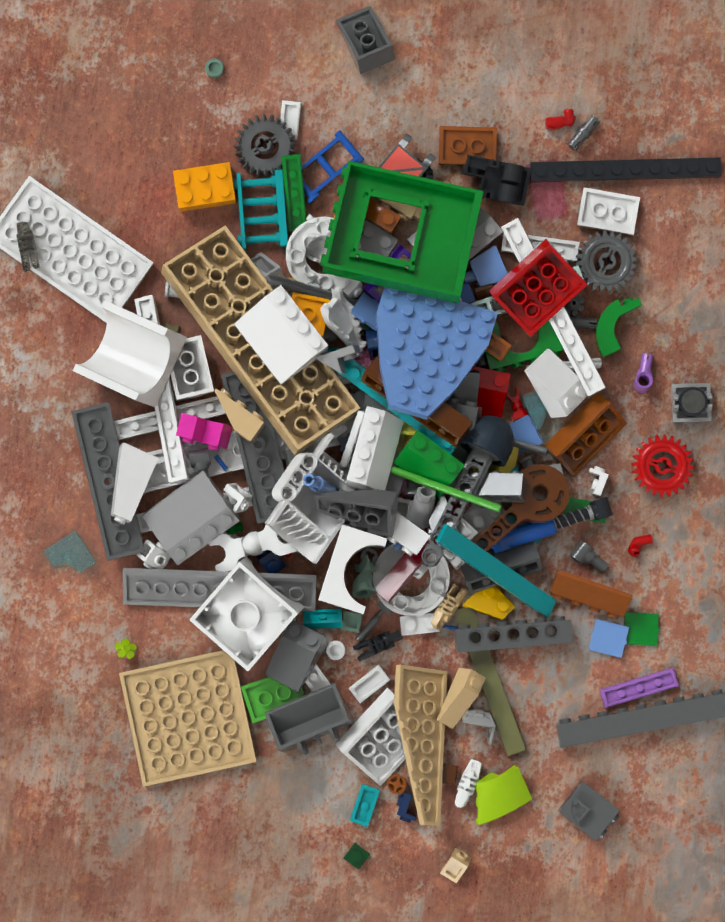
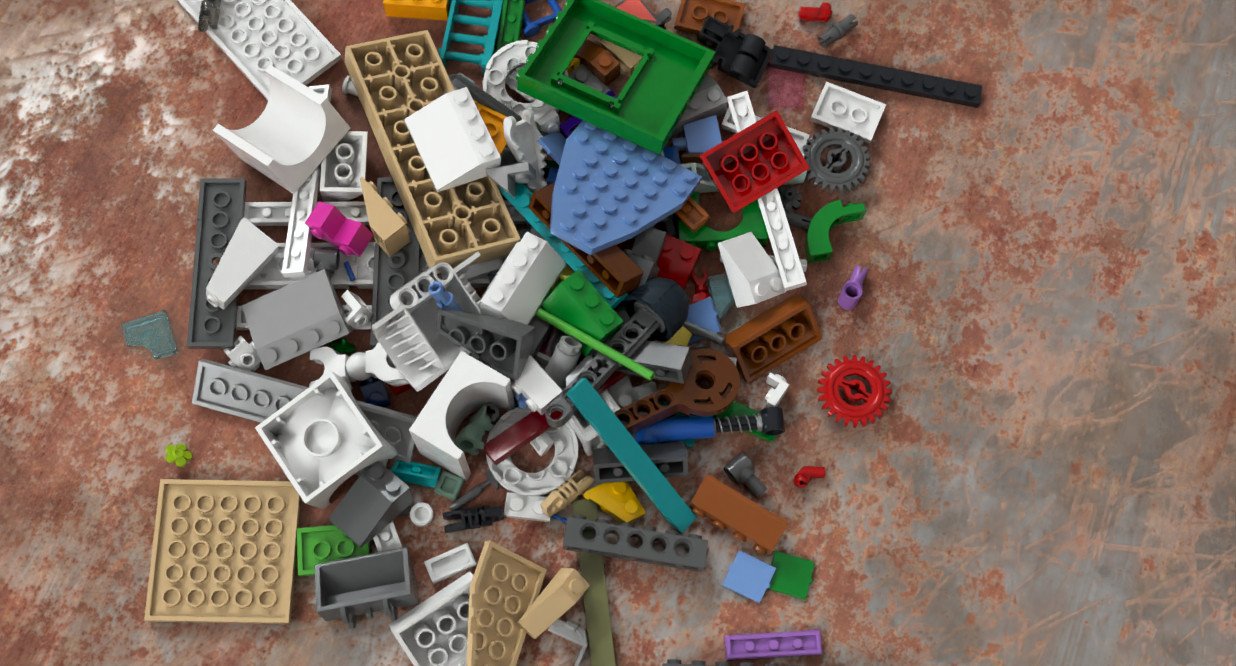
camera: 10 degrees right, 15 degrees down
(691, 402) = (901, 331): piece -> none

